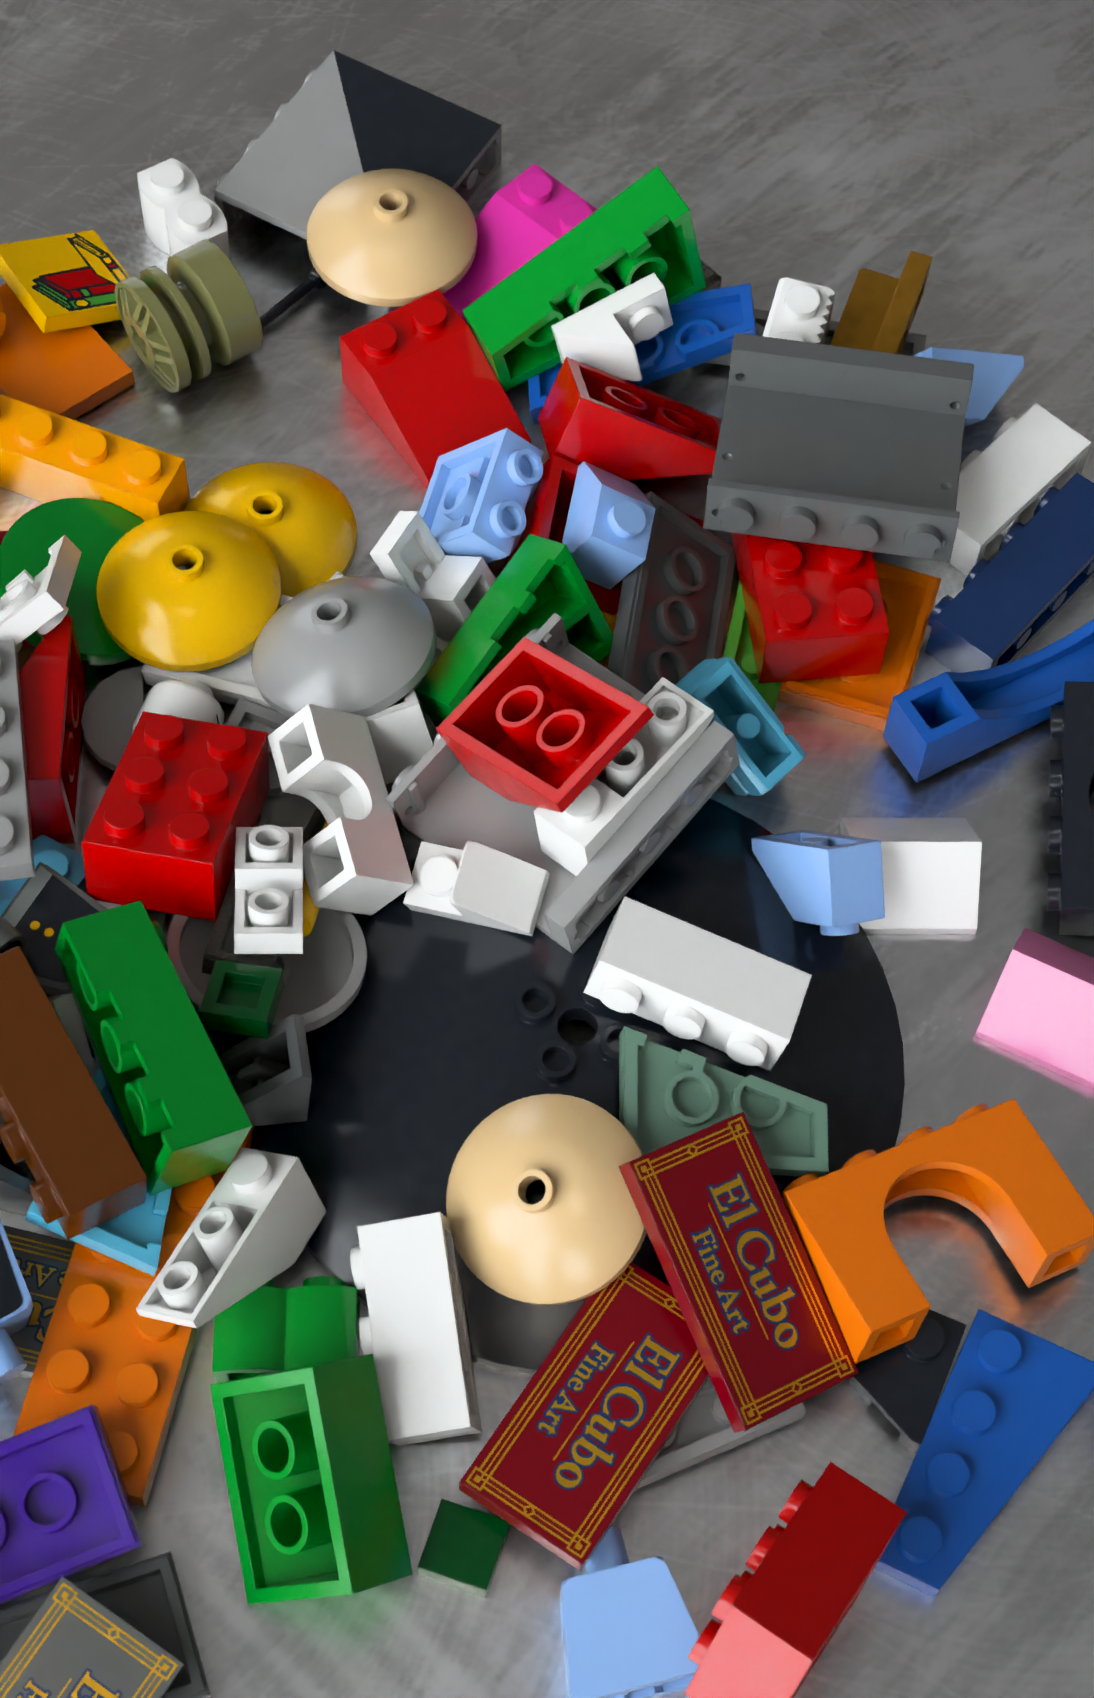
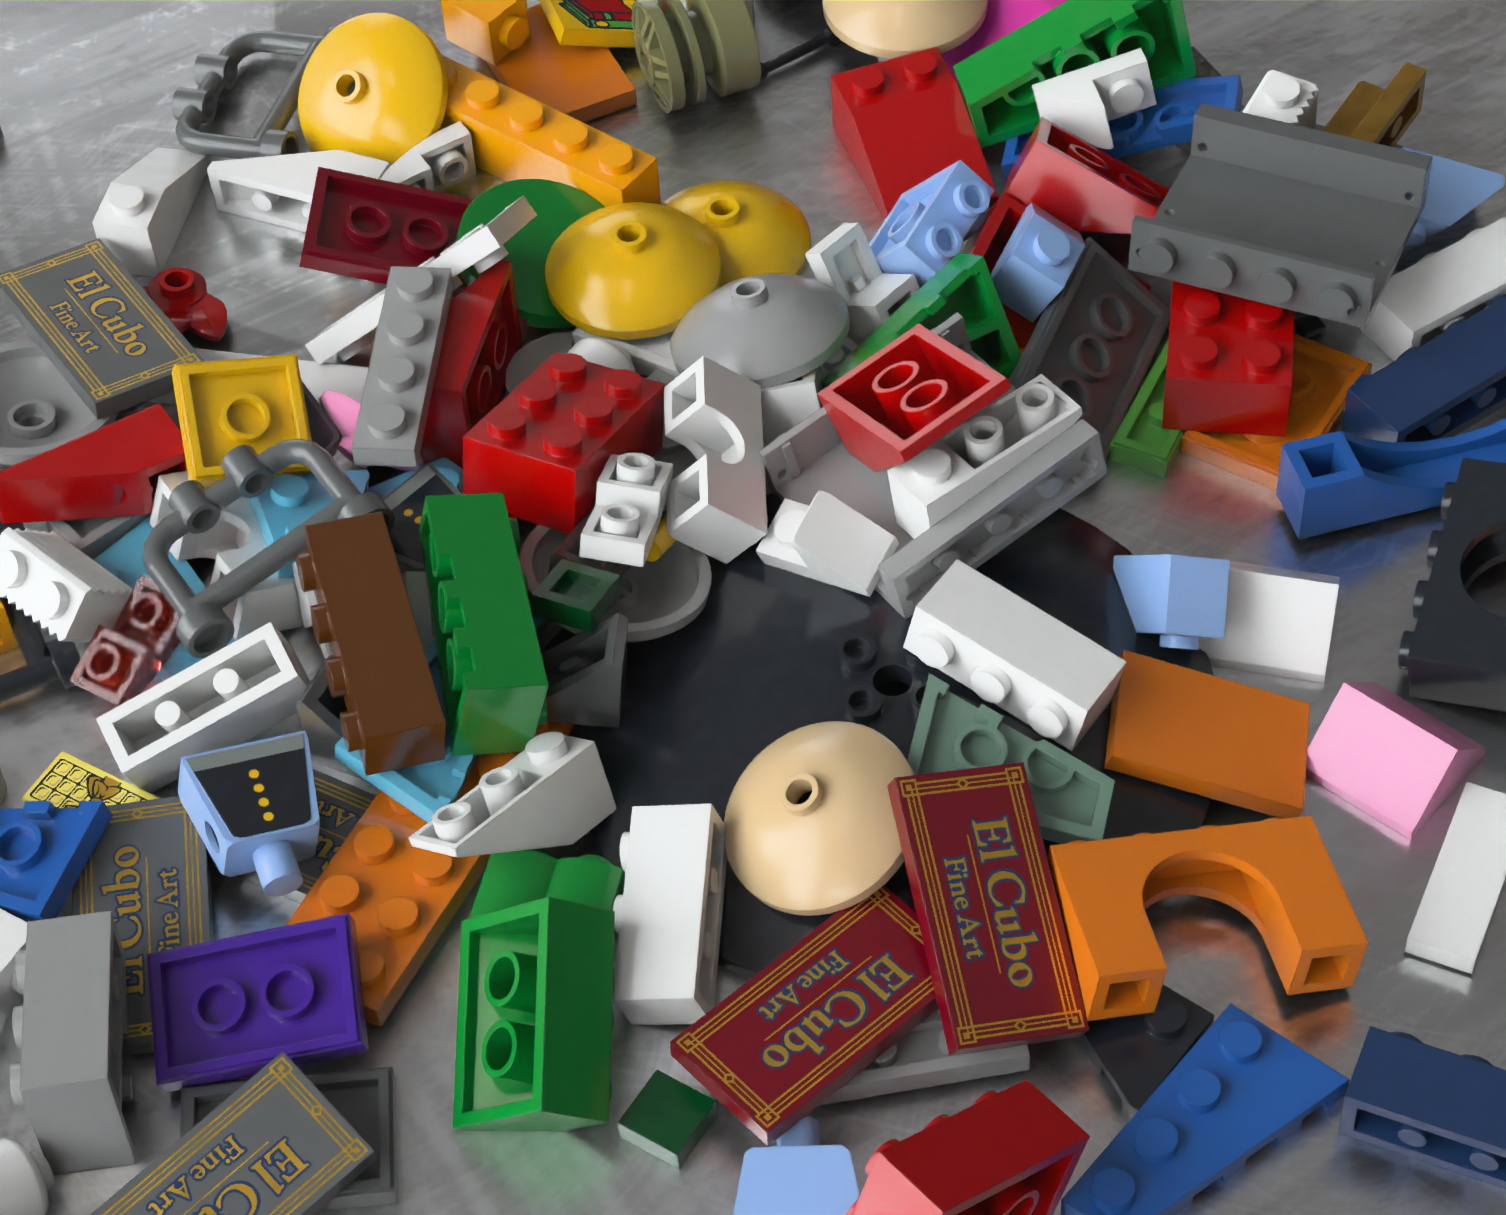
camera: 20 degrees right, 10 degrees down
(762, 746) = (1131, 452): medium azure brick -> none
(892, 1024) = (1209, 736): none -> orange tile

